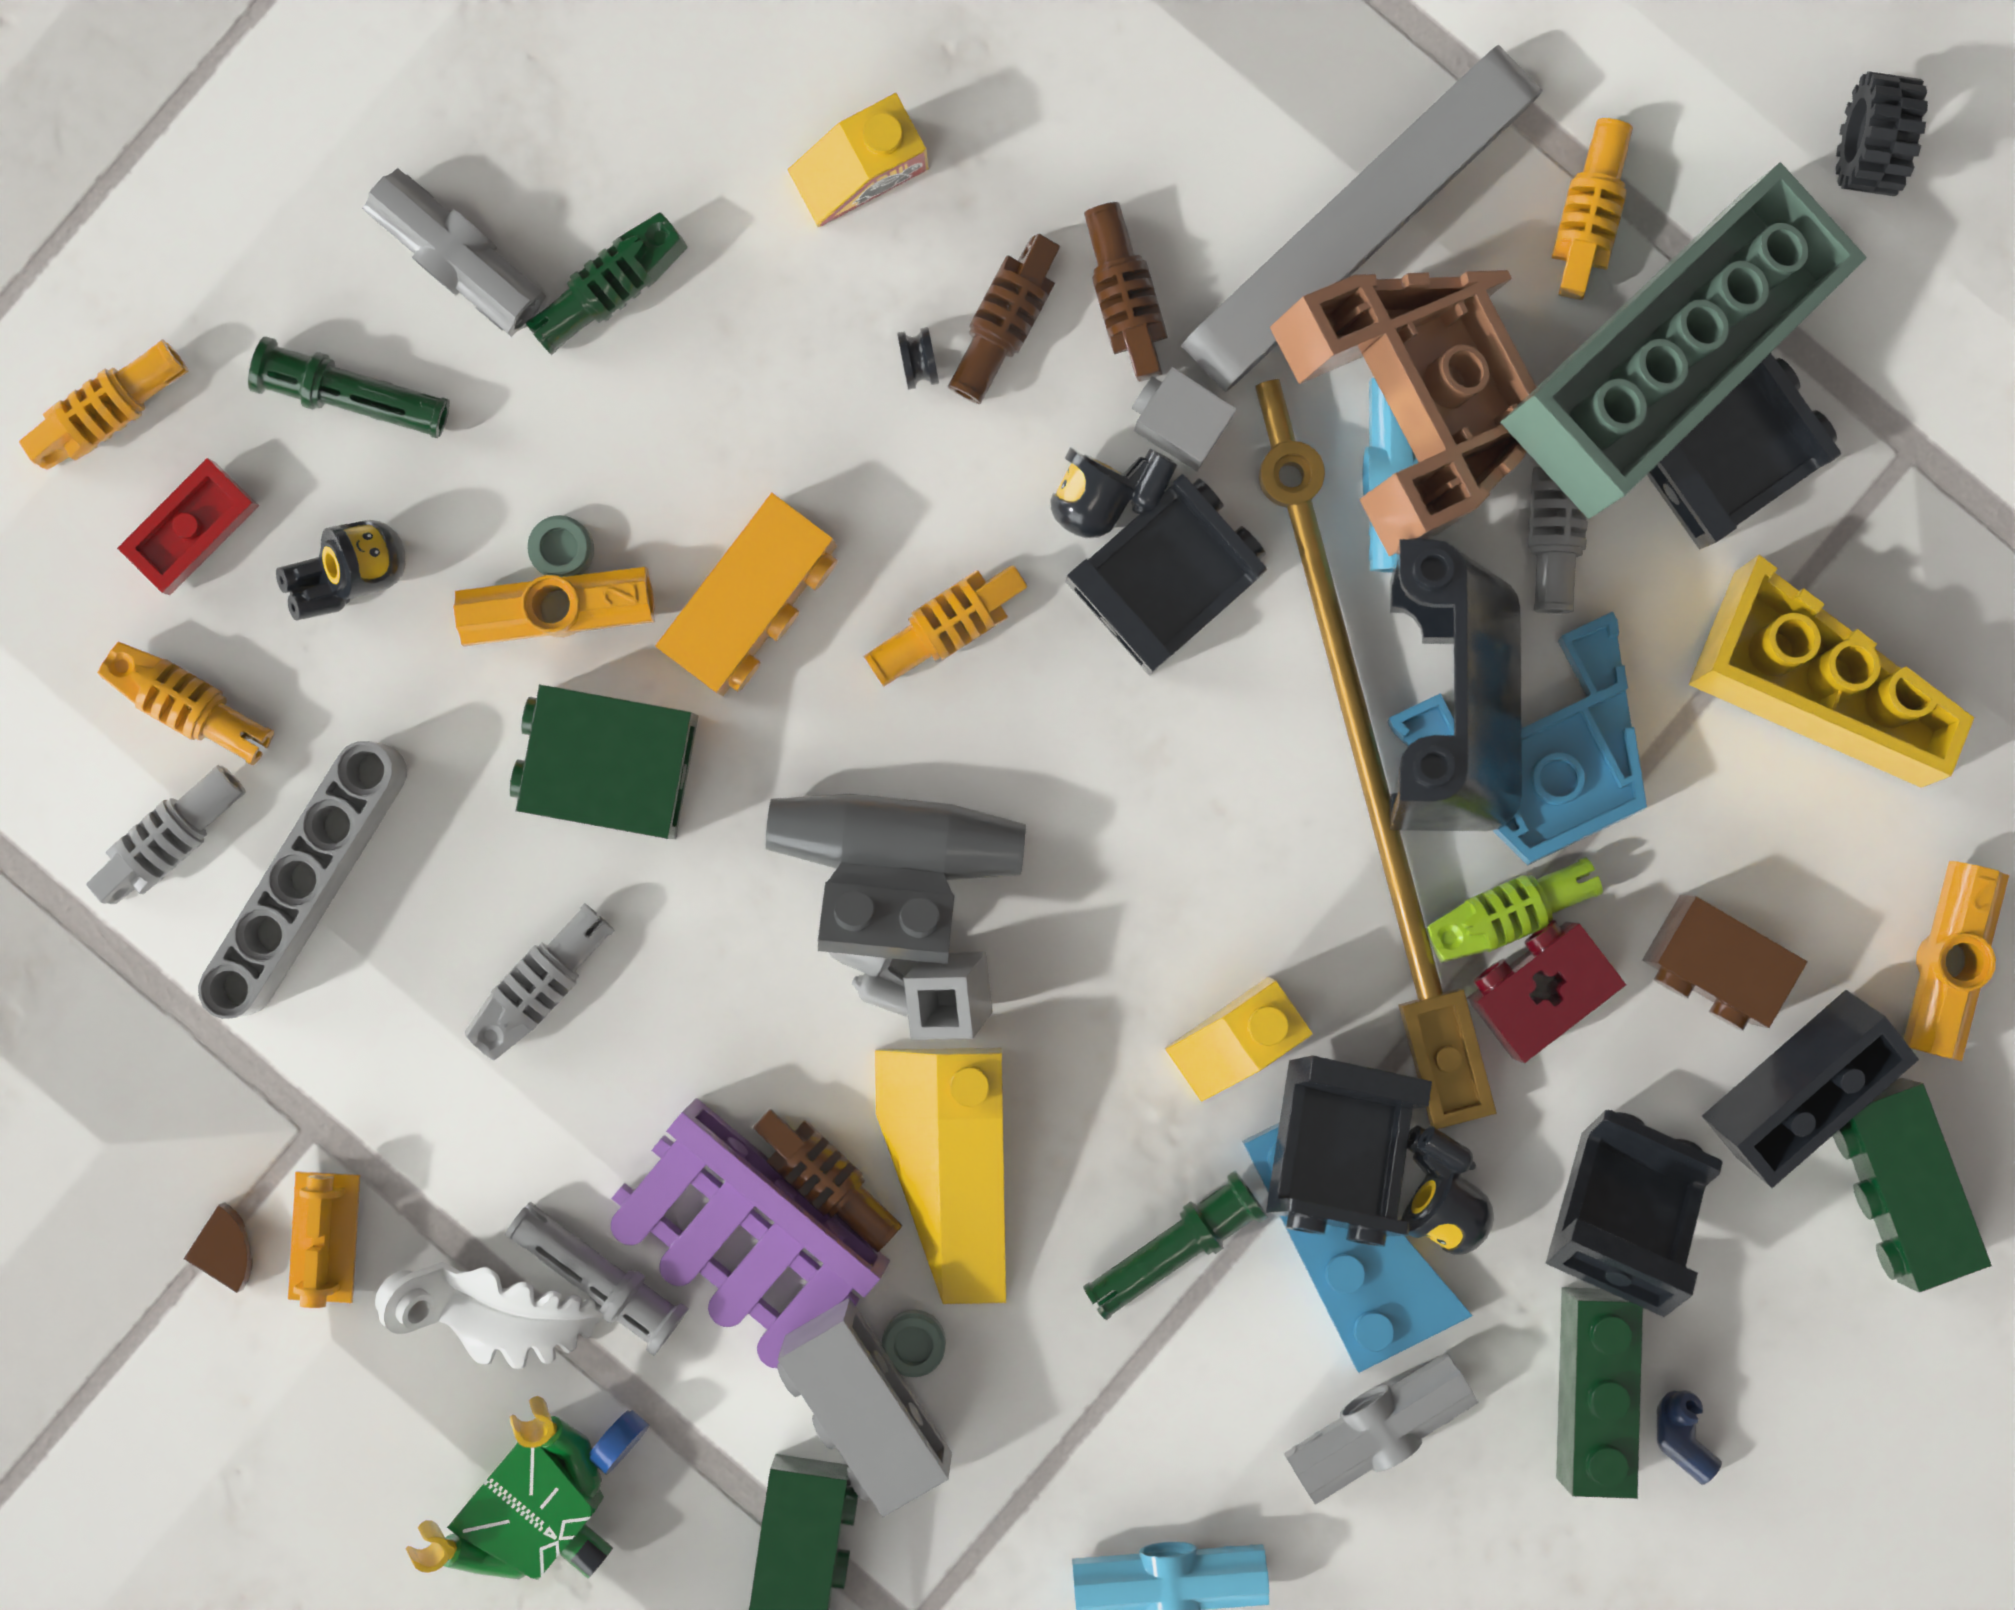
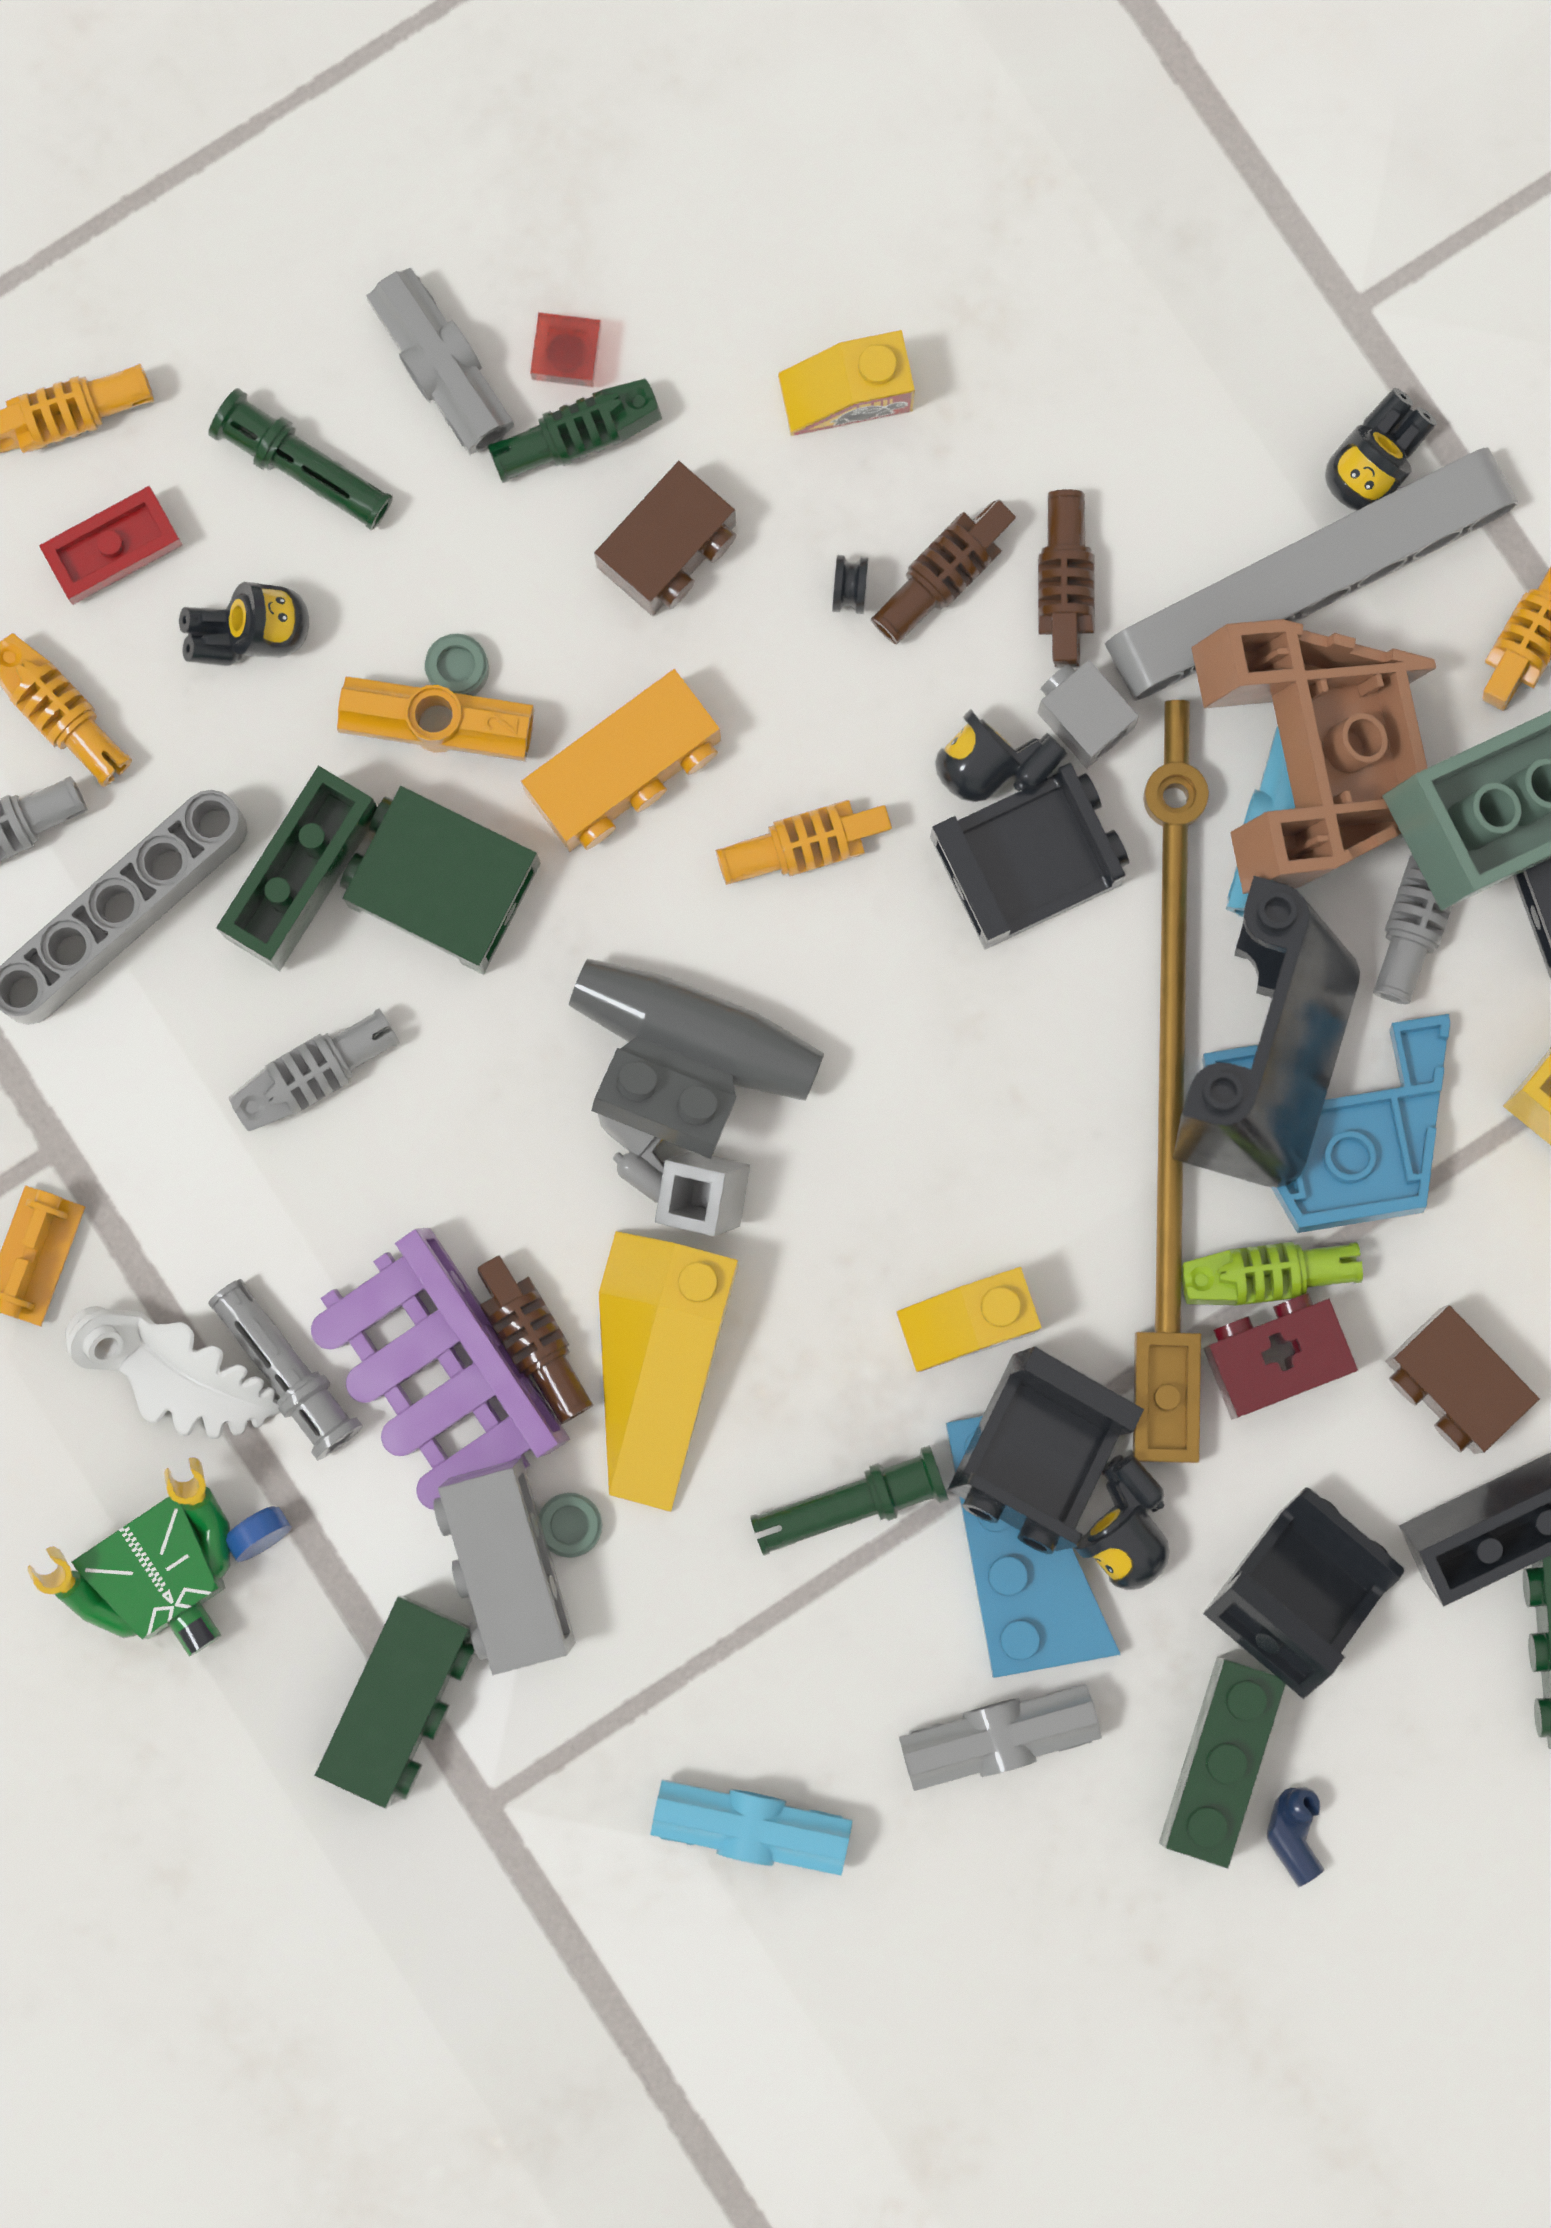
camera: 20 degrees right, 5 degrees down
(464, 795) = (298, 868): none -> dark green brick
(573, 205) = (565, 349): none -> clear red plate
(728, 365) = (667, 540): none -> reddish brown brick
(1391, 84) = (1376, 454): none -> black piece

